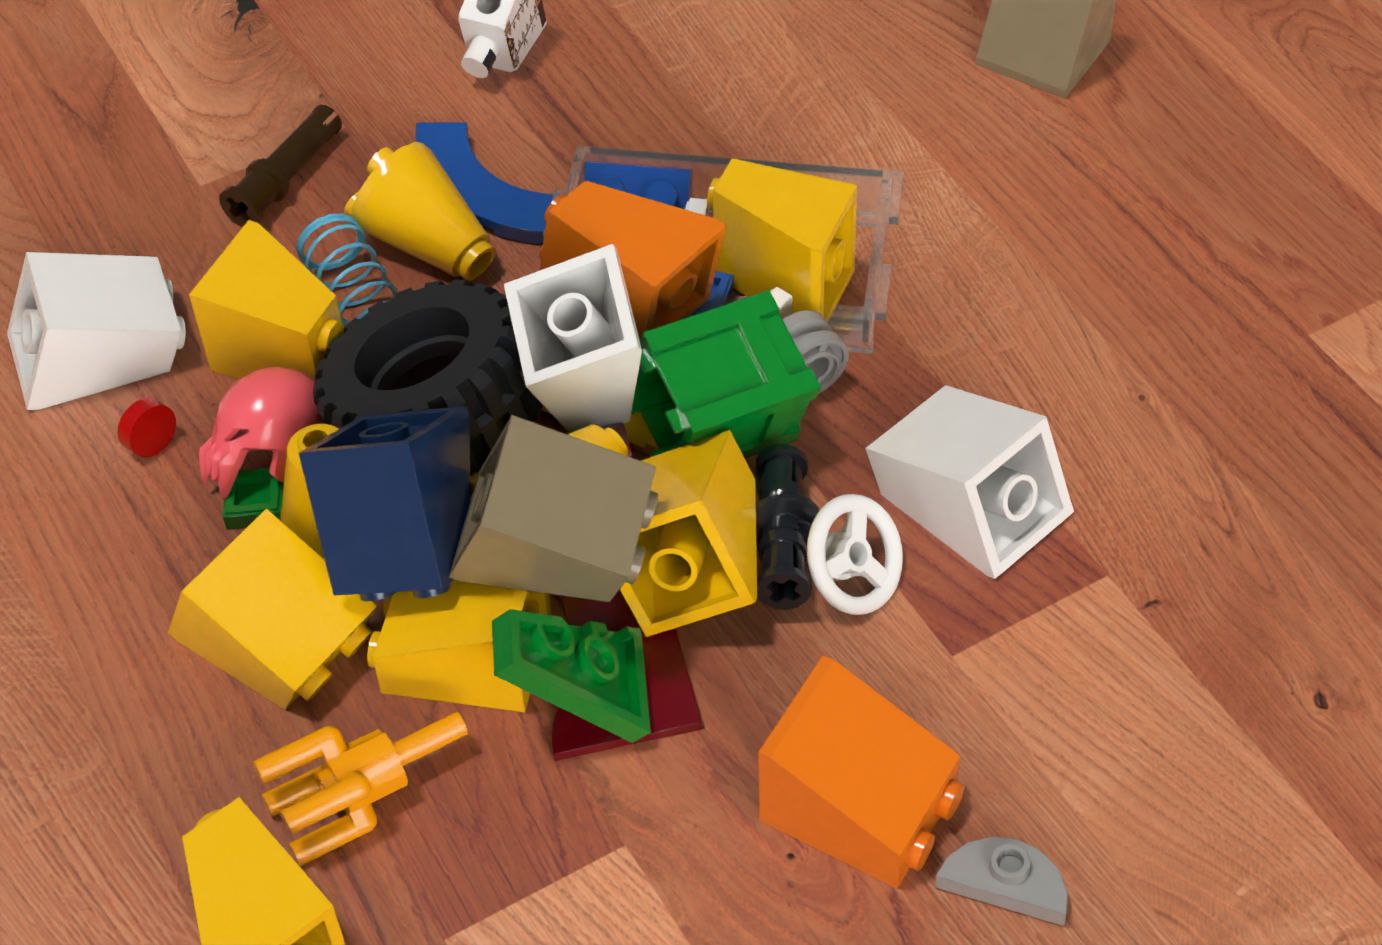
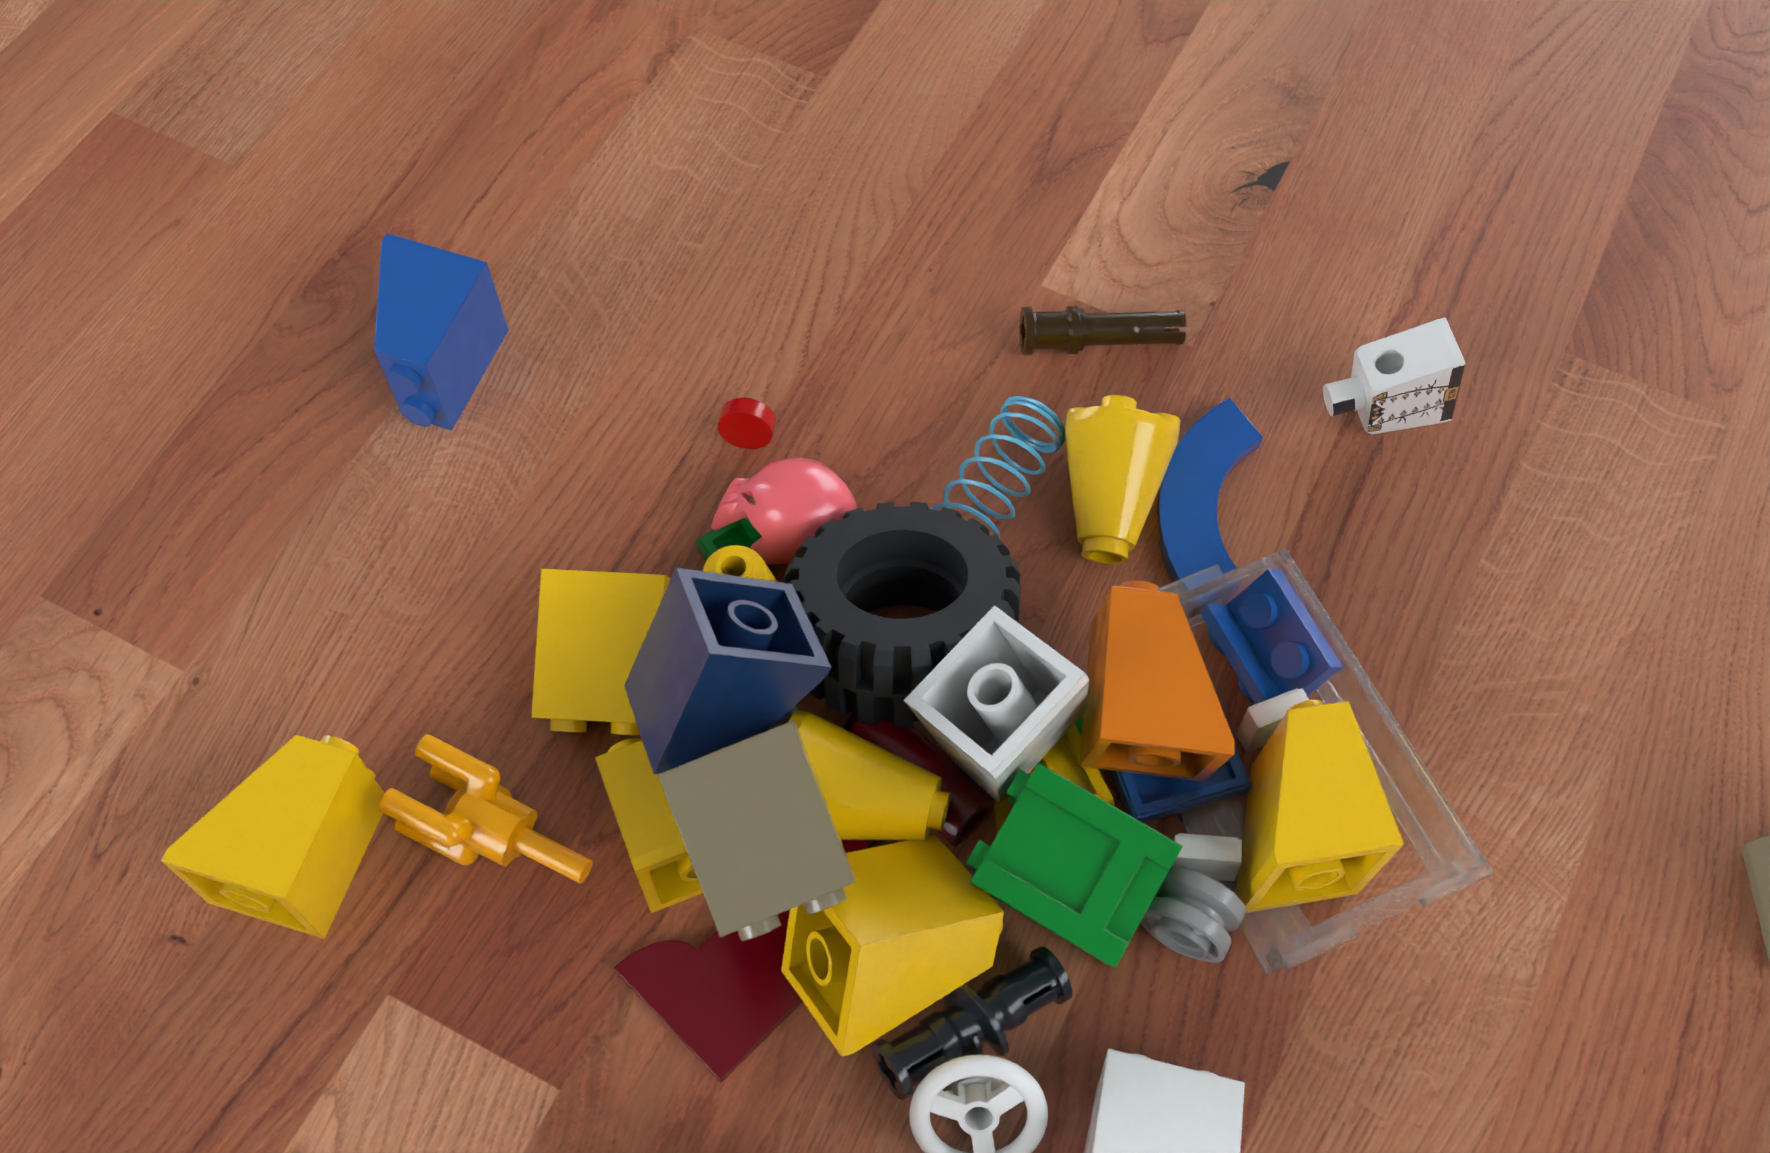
camera: 55 degrees right, 10 degrees up
(90, 325) = (819, 313): white slope -> none
(263, 308) = (906, 424): yellow slope -> none
(576, 668) = (667, 939): green wing -> none

